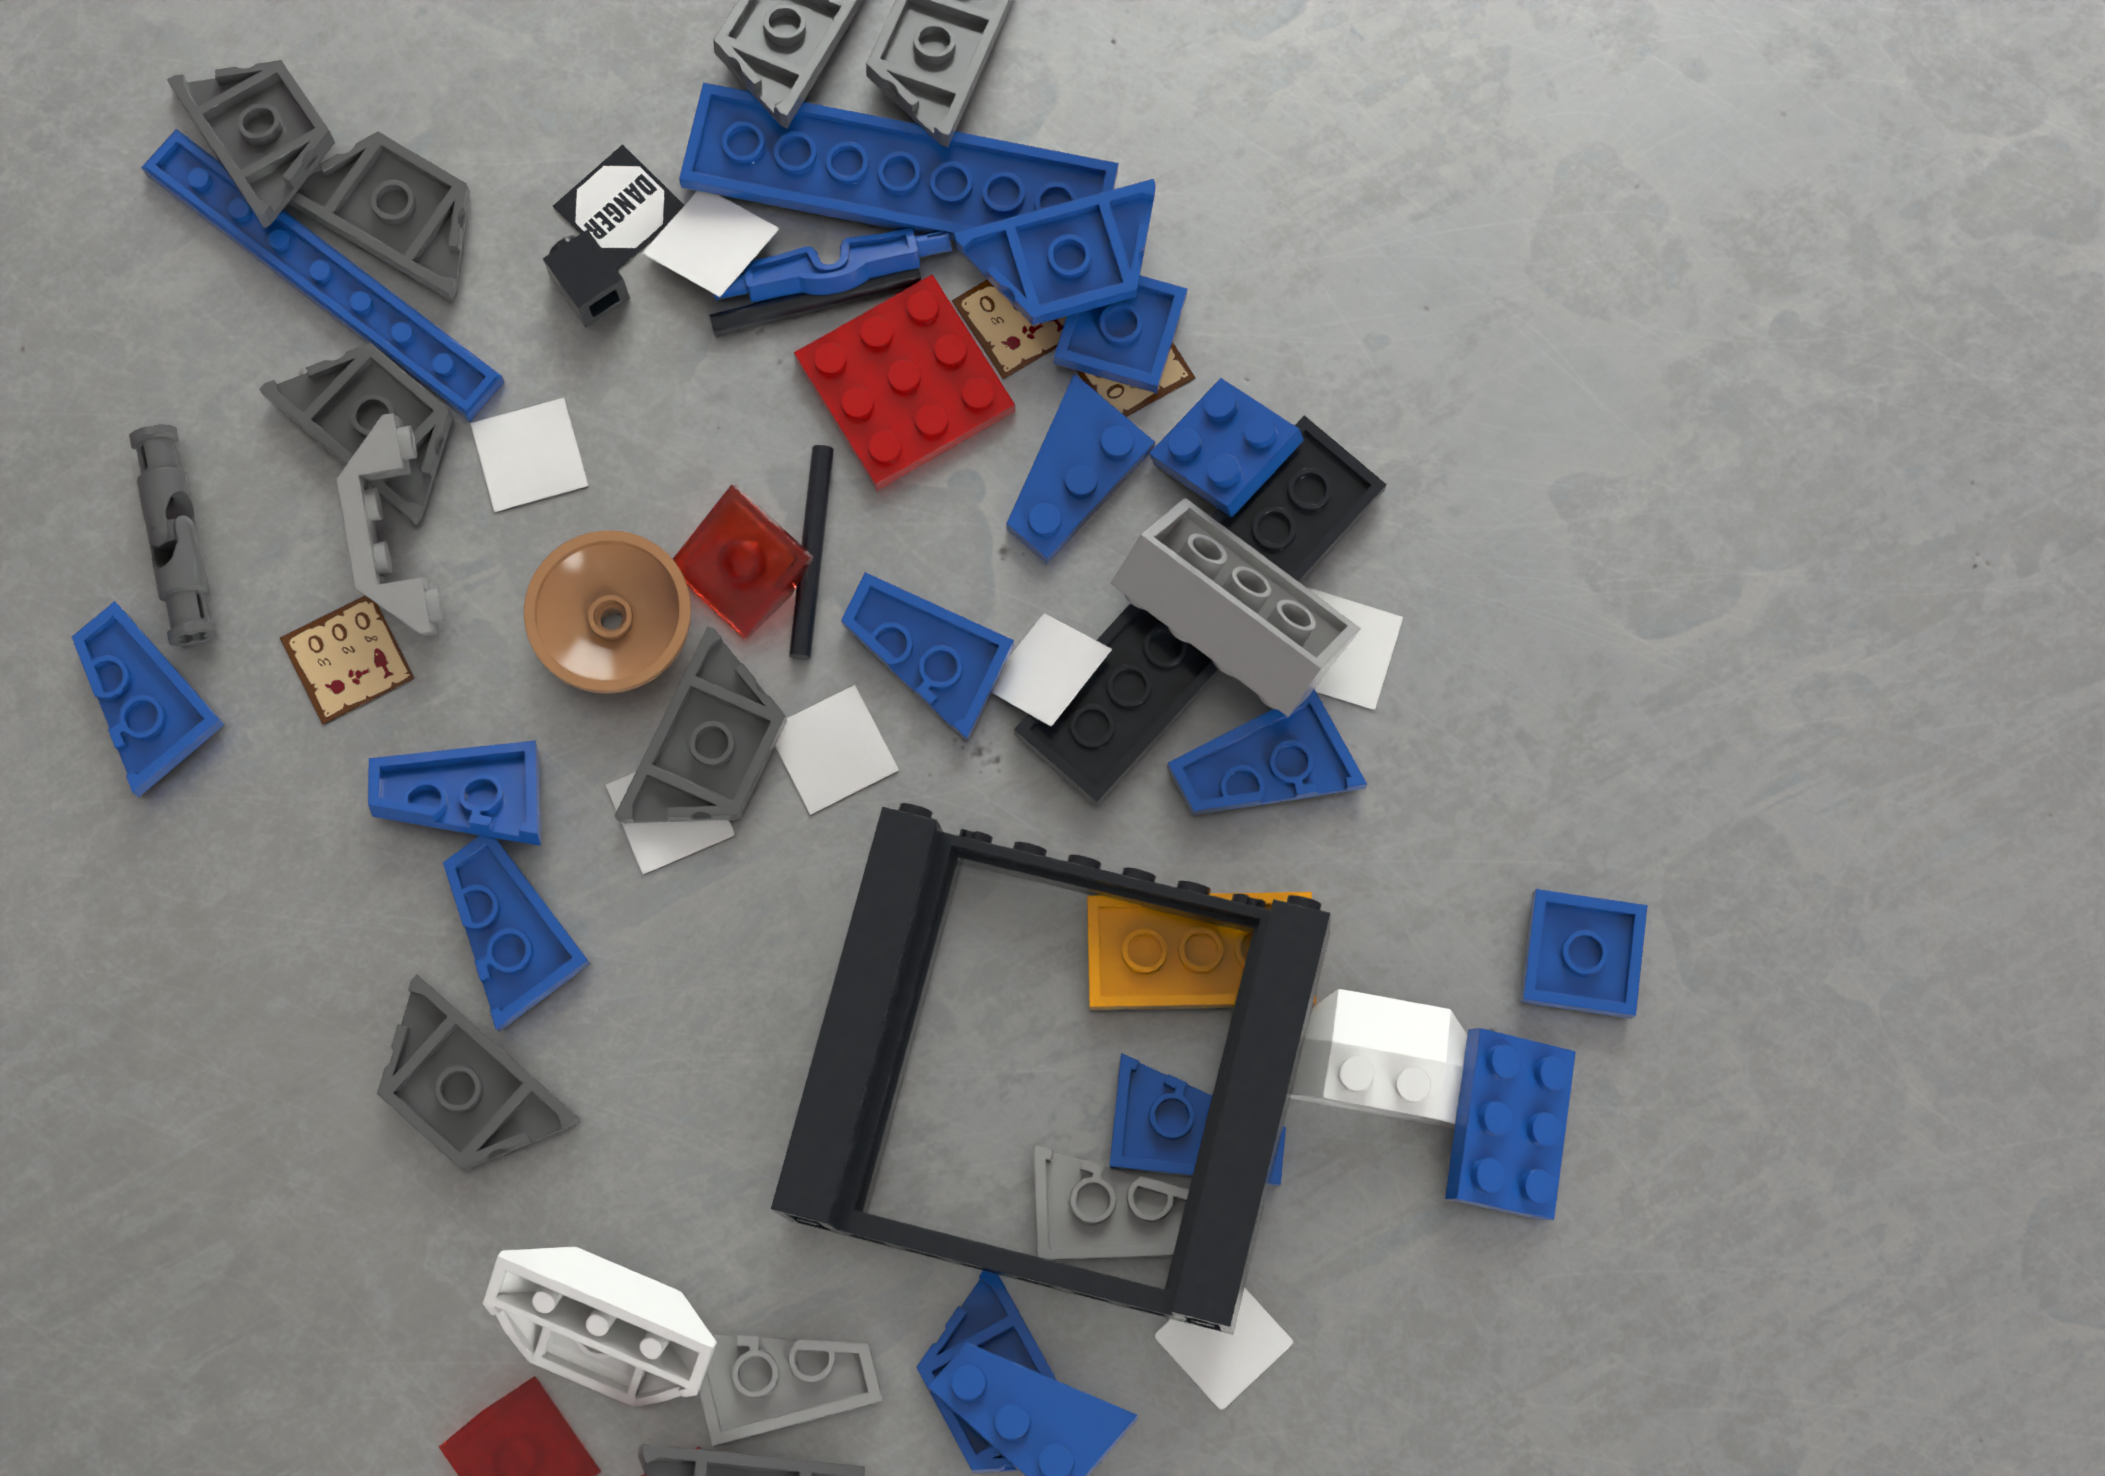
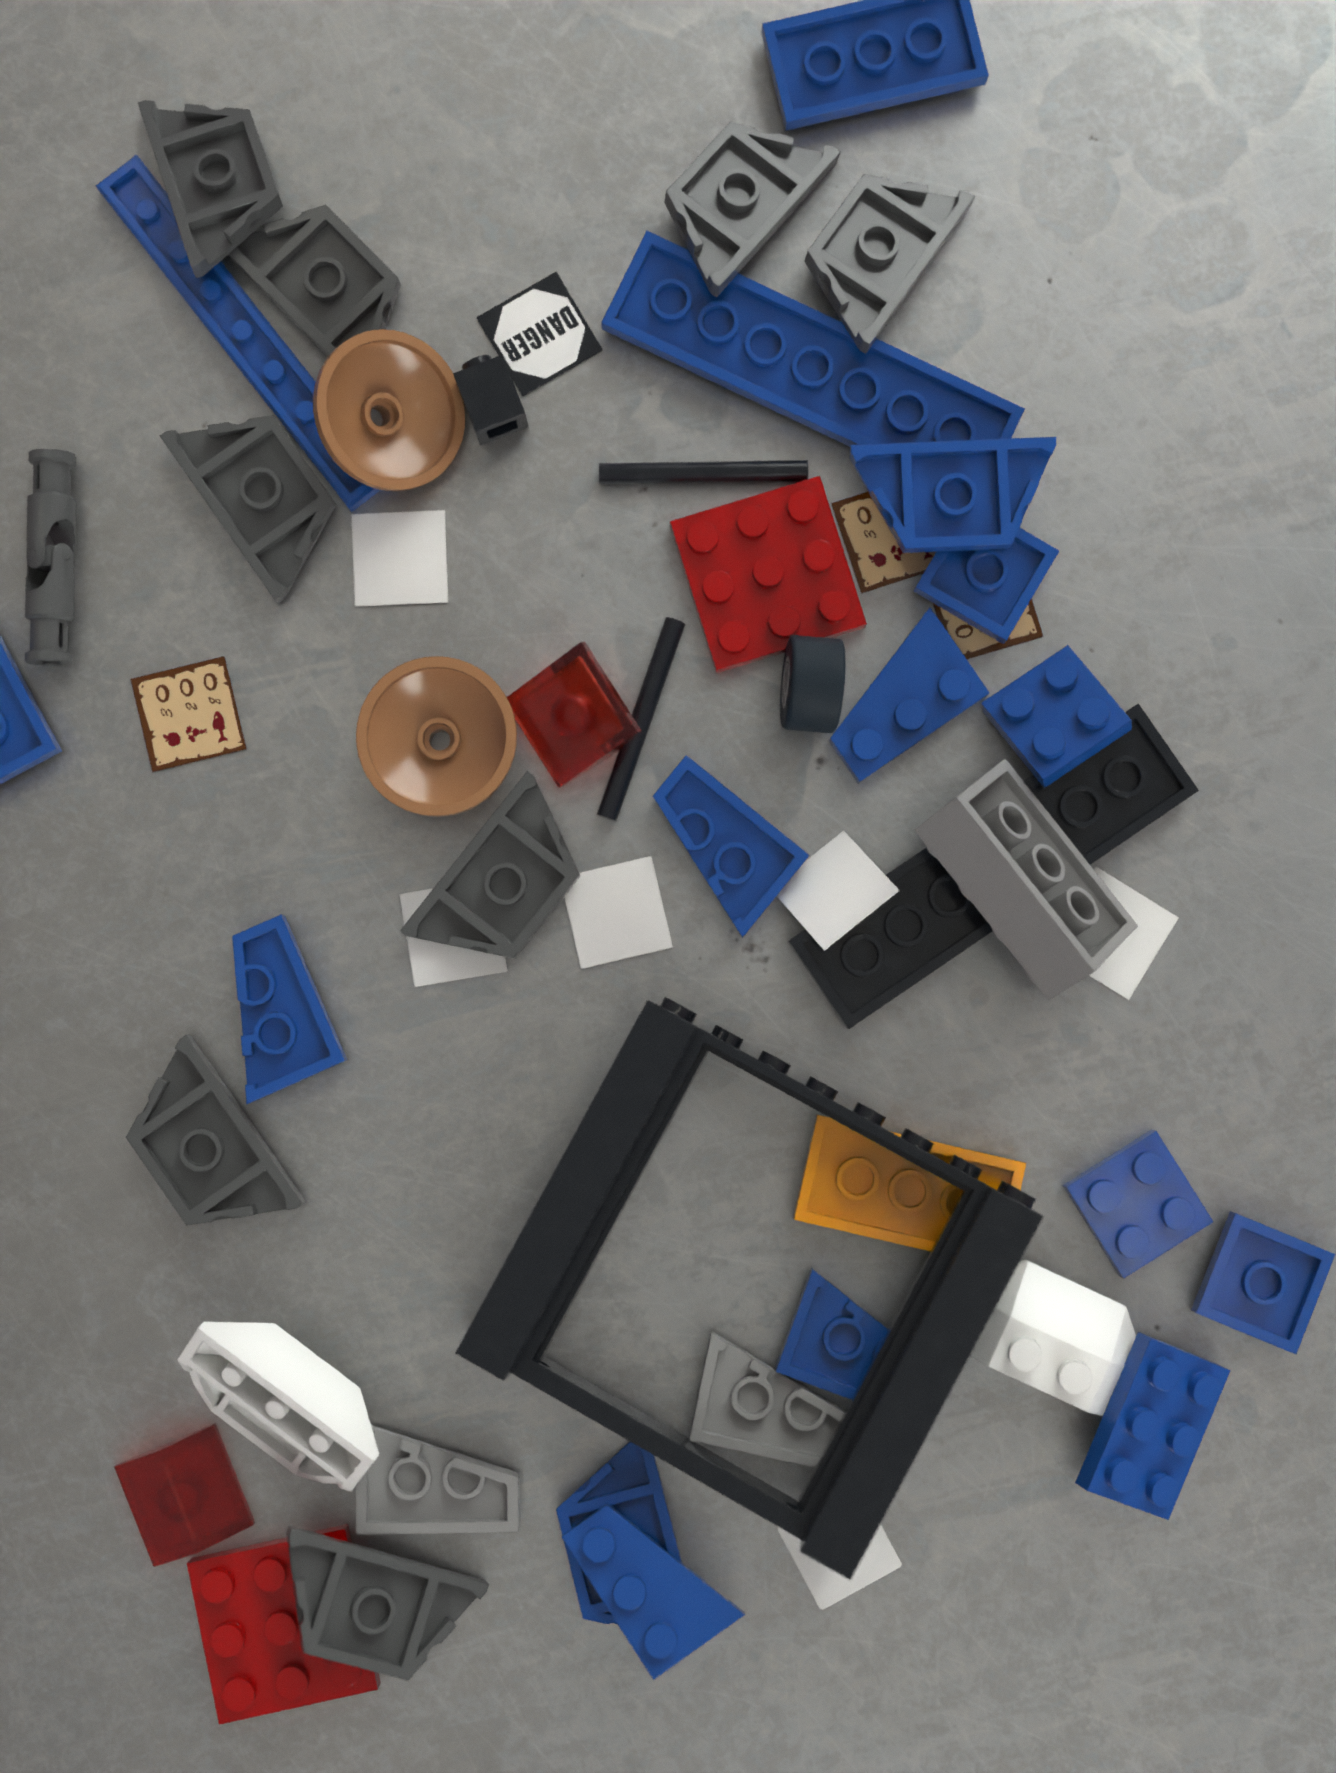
camera: 15 degrees right, 10 degrees up
(381, 456) = (254, 680): light grey slope -> none
(462, 790) = (267, 871): blue wing -> none
(501, 288) = (411, 392): none -> medium nougat dish
(711, 241) = (617, 391): white sticker -> none
(859, 260) = (697, 443): blue piece -> none
(974, 471) = (812, 684): none -> black wheel
(1268, 762) = (1016, 1030): blue wing -> none
(1437, 908) = (1138, 1203): none -> blue plate

